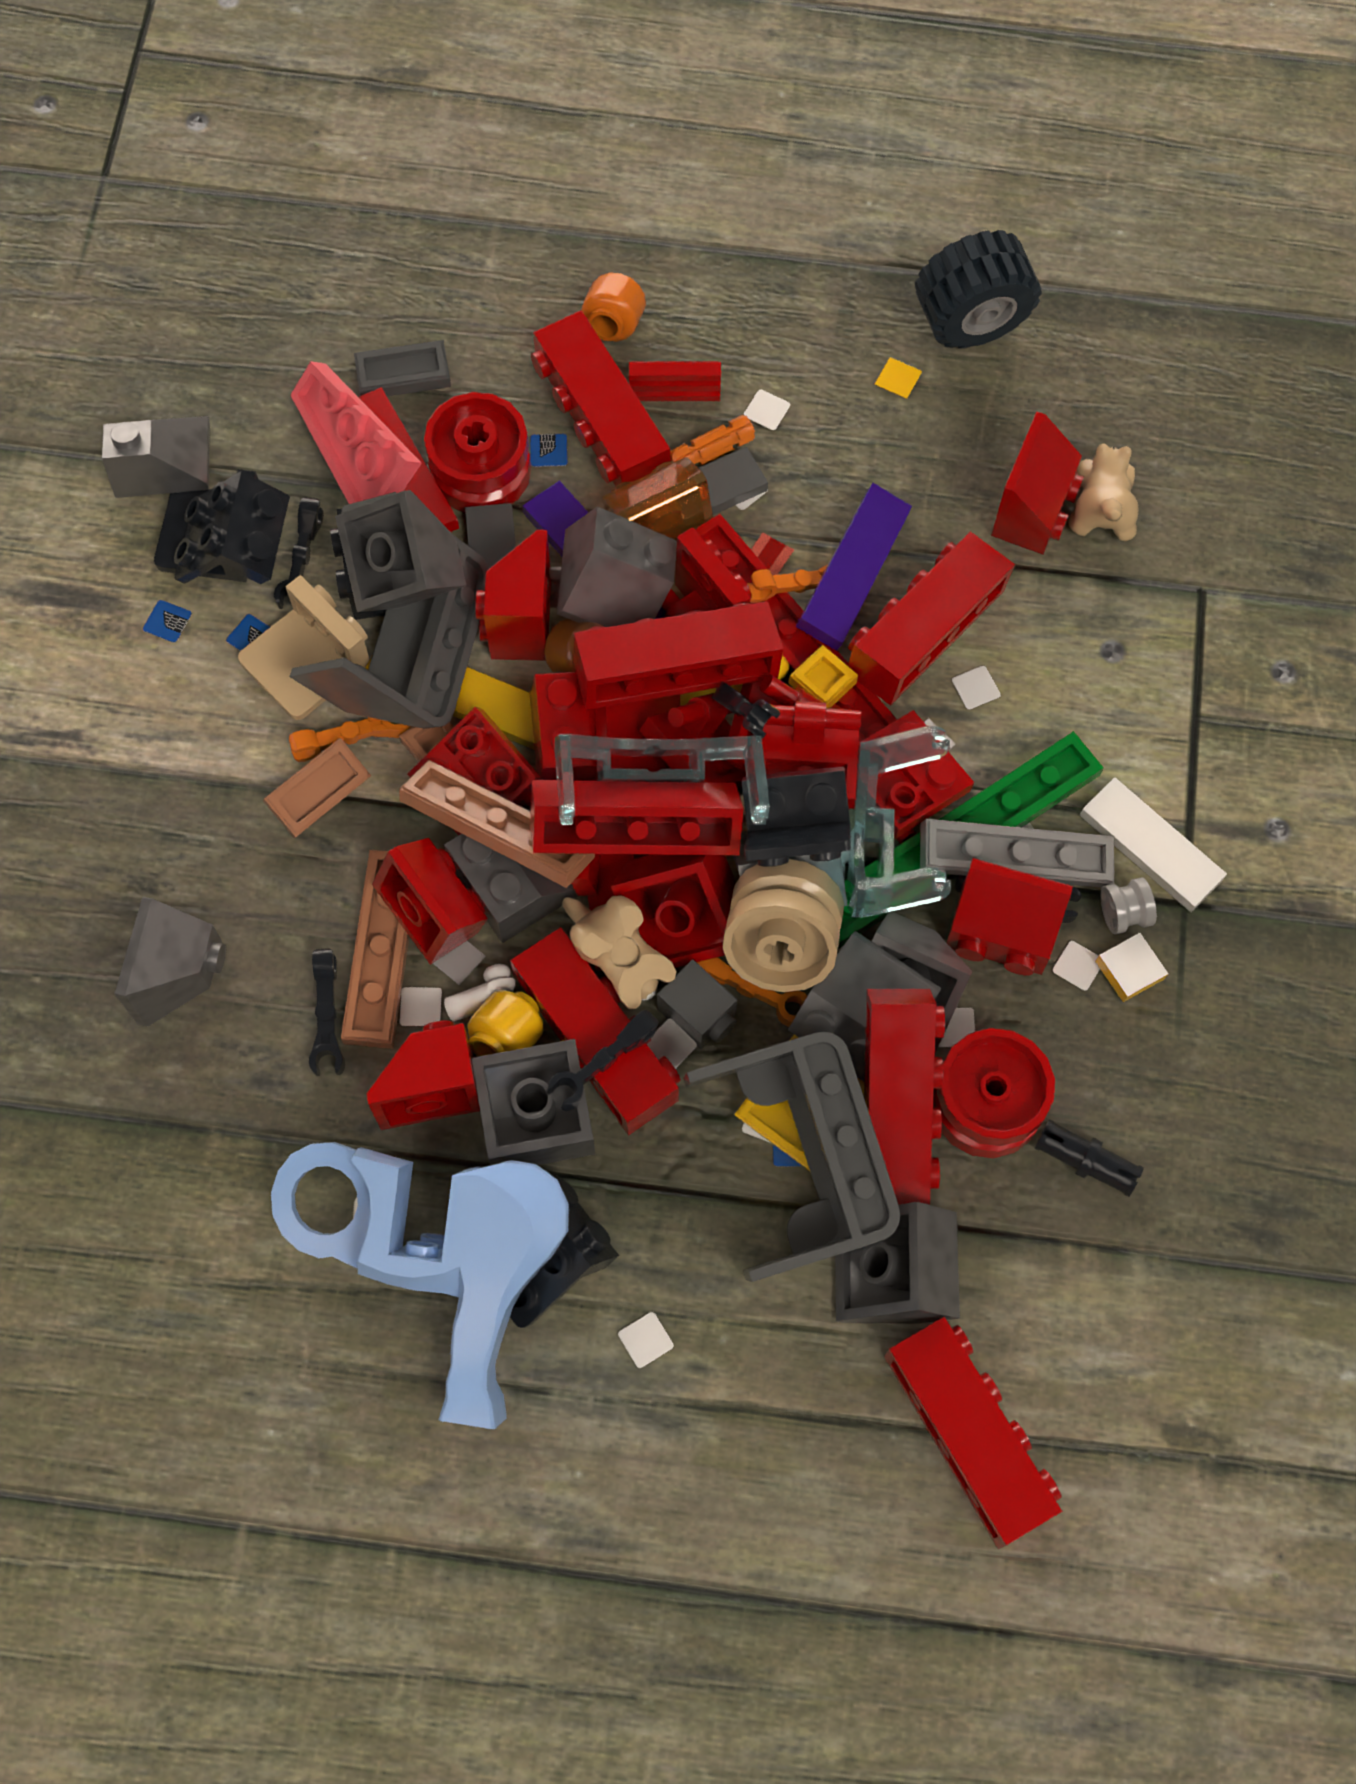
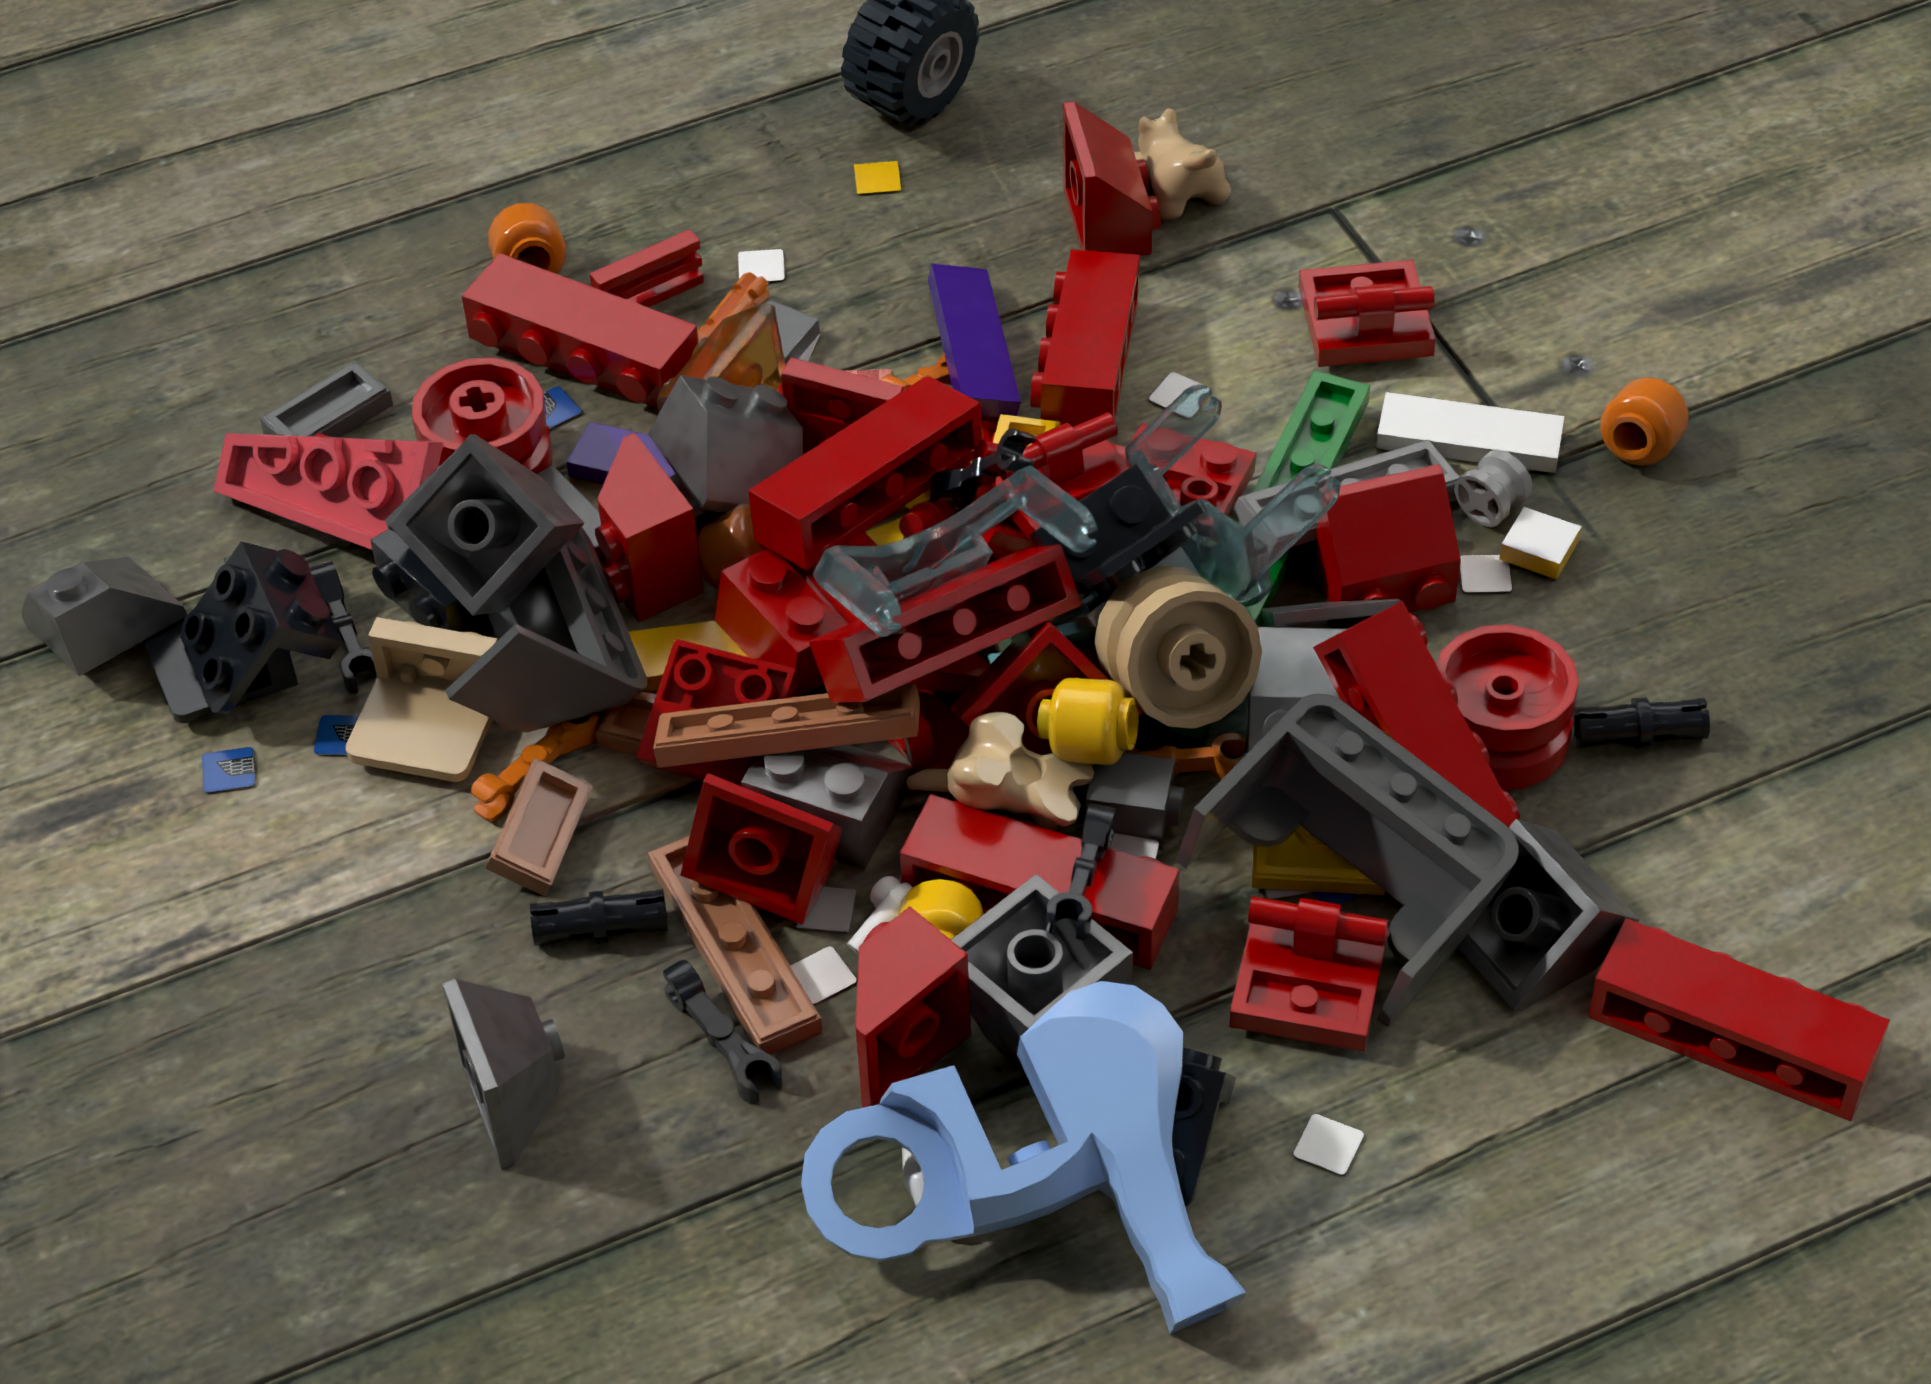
camera: 30 degrees left, 20 degrees down
(309, 879) = (598, 917): none -> black pin
(687, 945) = (1089, 721): none -> yellow head
(716, 1213) = (1309, 972): none -> red plate
(1151, 700) = (1367, 313): none -> red plate
(1278, 915) = (1644, 421): none -> orange head

